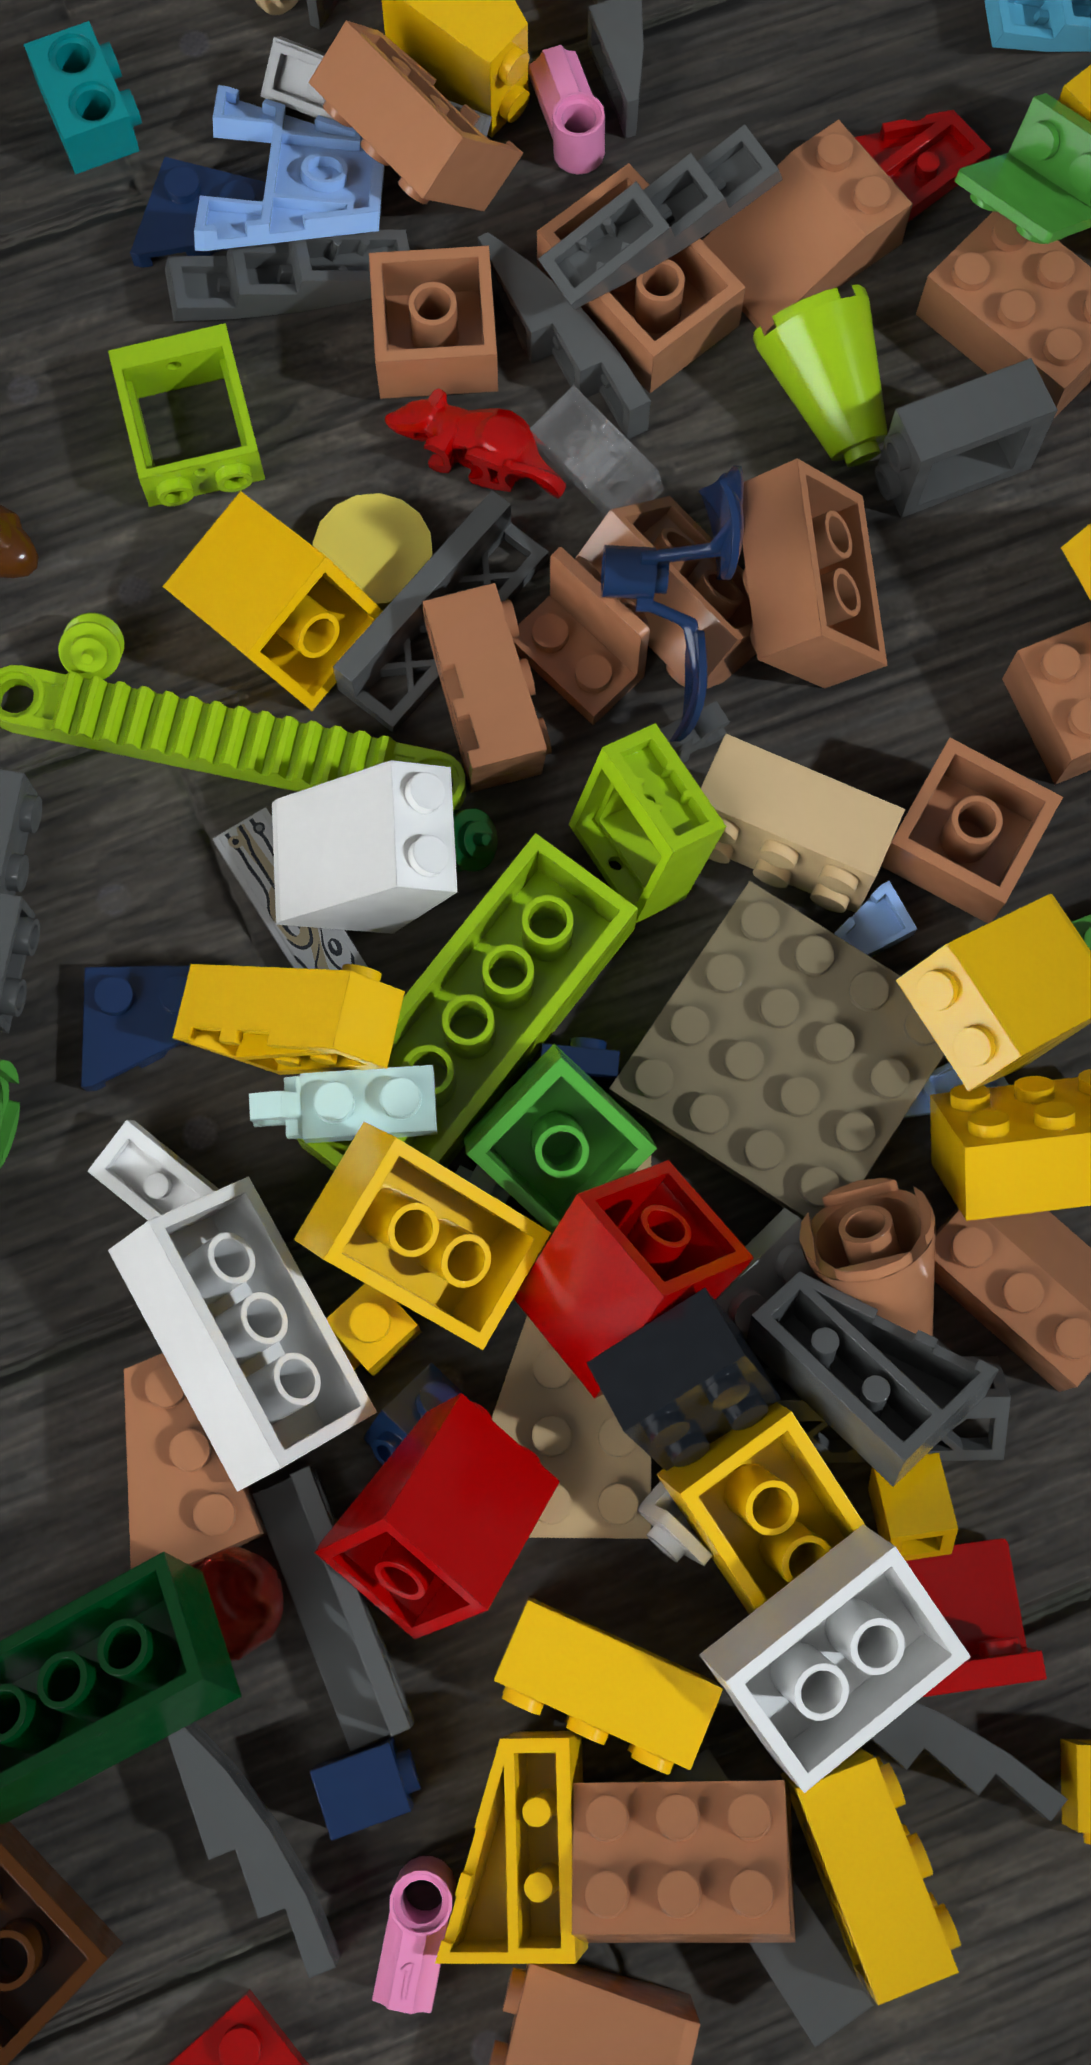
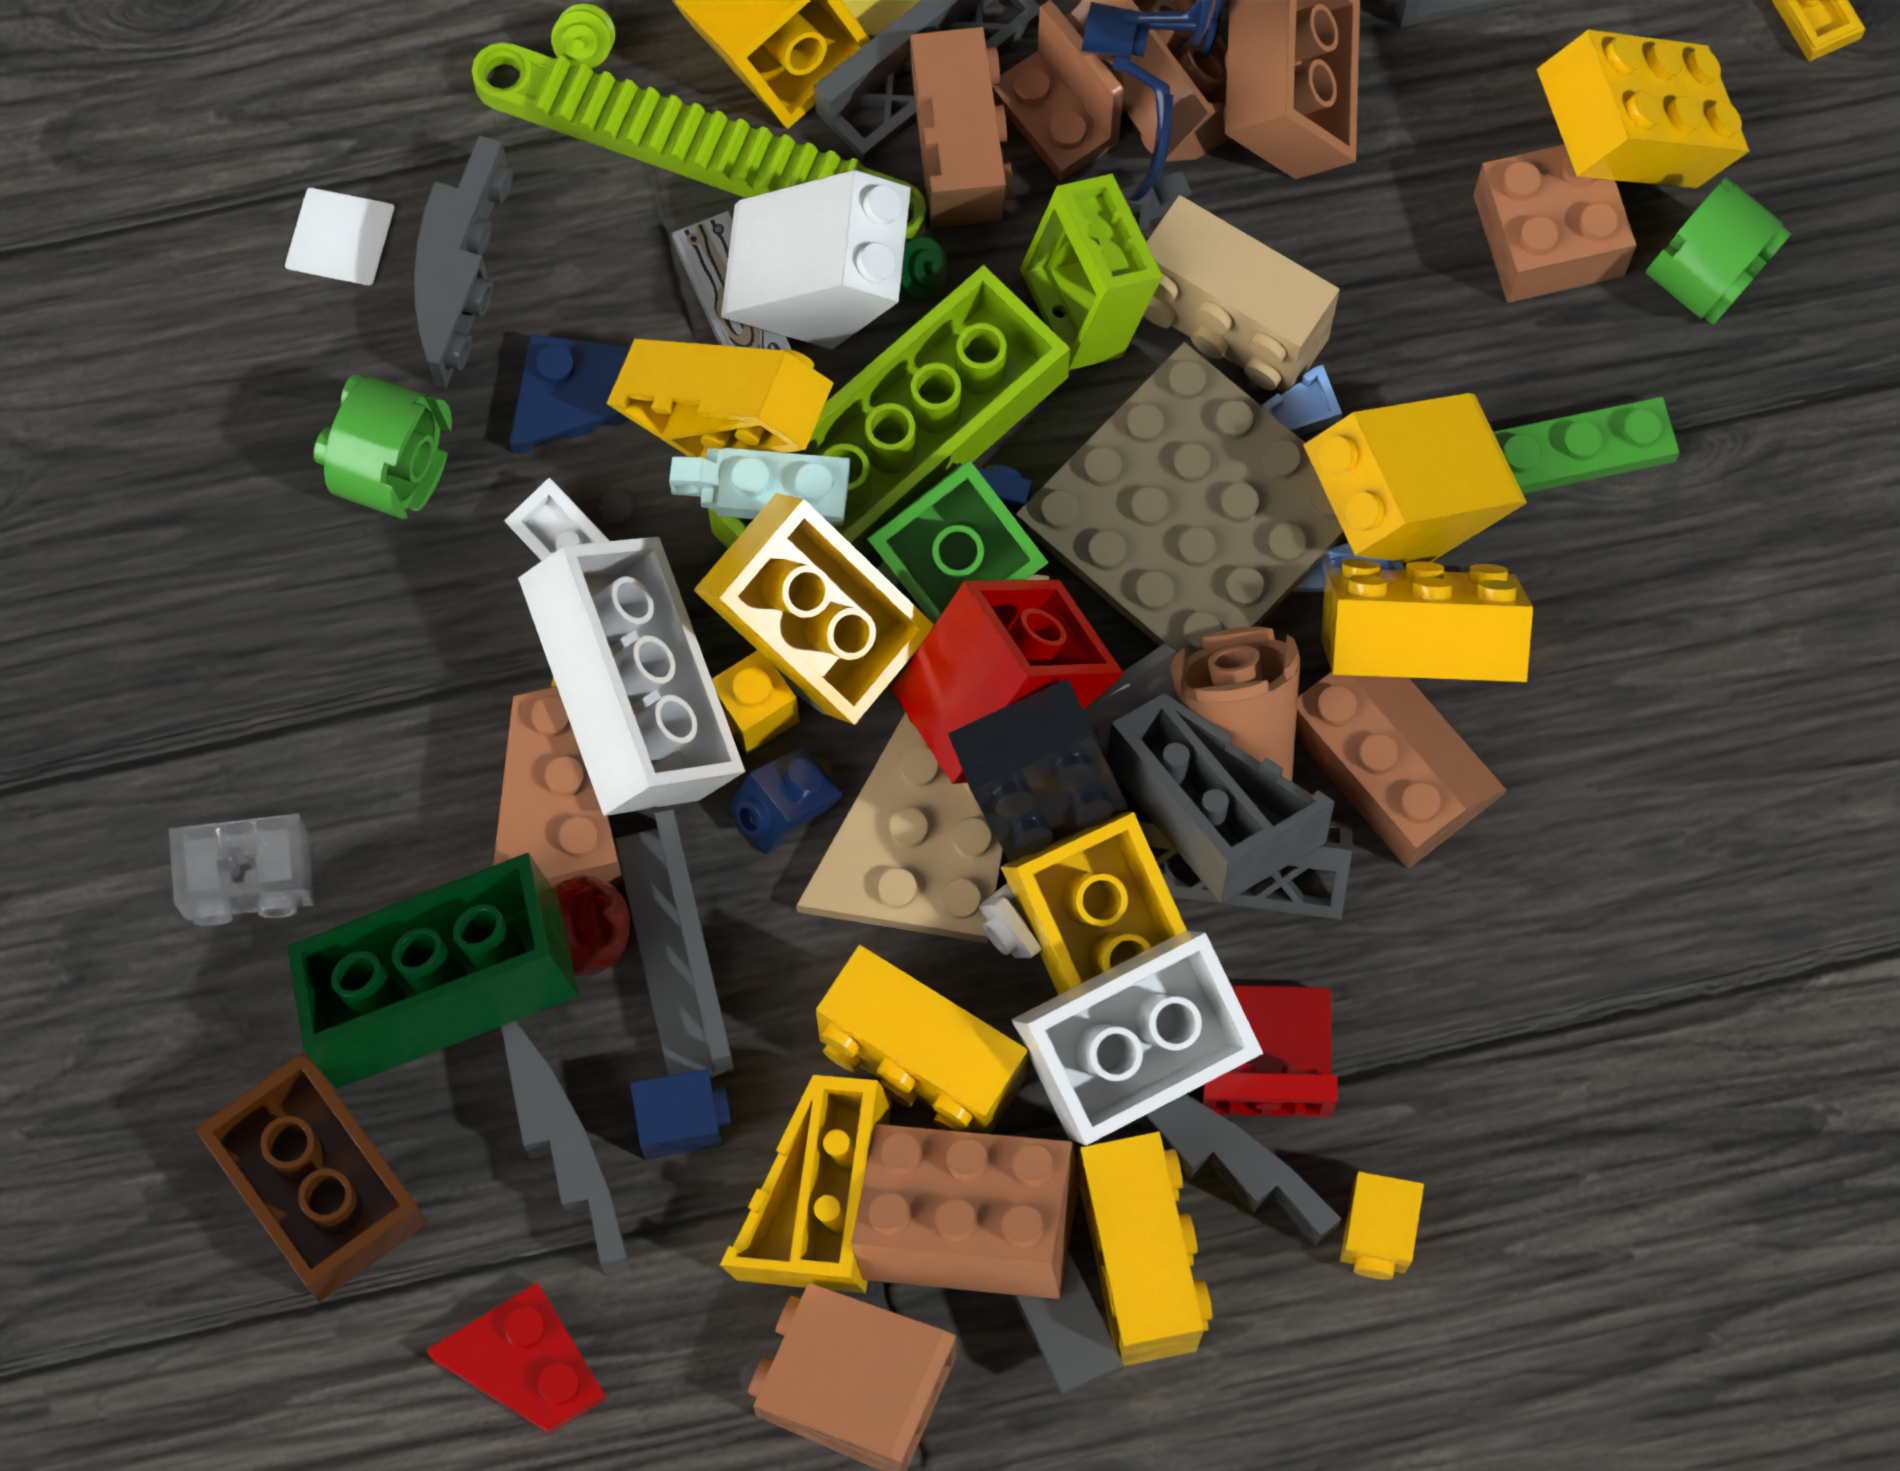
camera: 10 degrees right, 5 degrees down
(412, 1940) = (694, 1272): bright pink piece -> none
(441, 1519) = (788, 870): red slope -> none
(916, 1511) = (1245, 939): yellow brick -> none
(971, 831) = (1408, 326): nougat brick -> none

